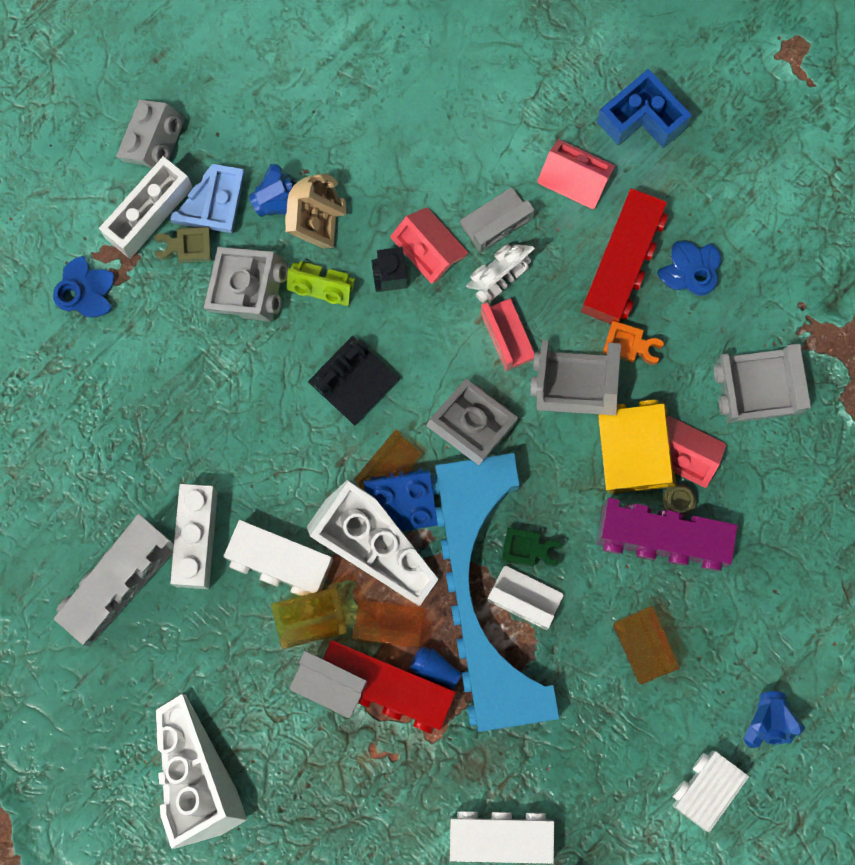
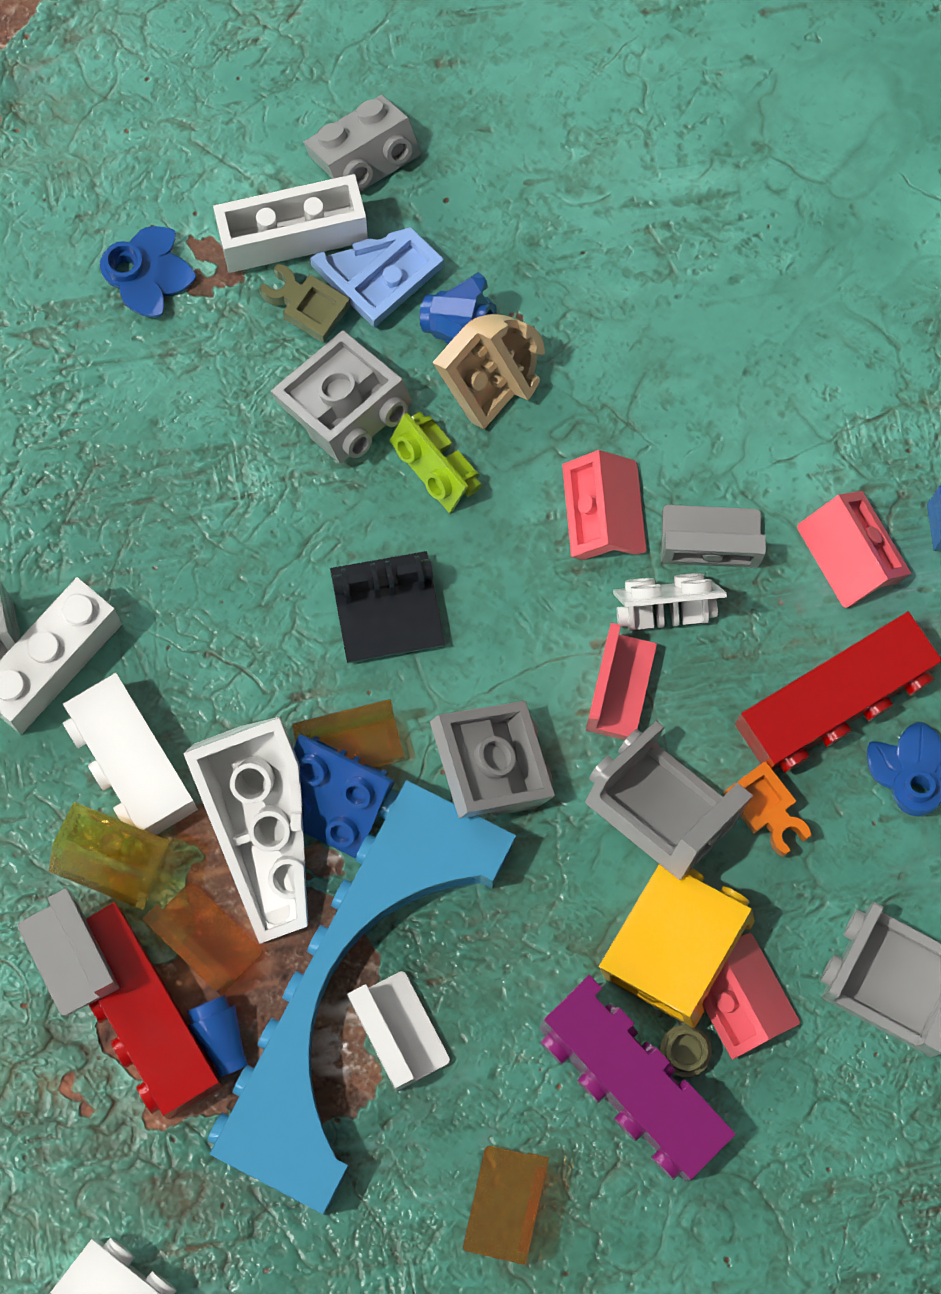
camera: 30 degrees right, 5 degrees down
(389, 270) = (531, 502): black brick -> none
(524, 547) = (443, 967): dark green plate -> none

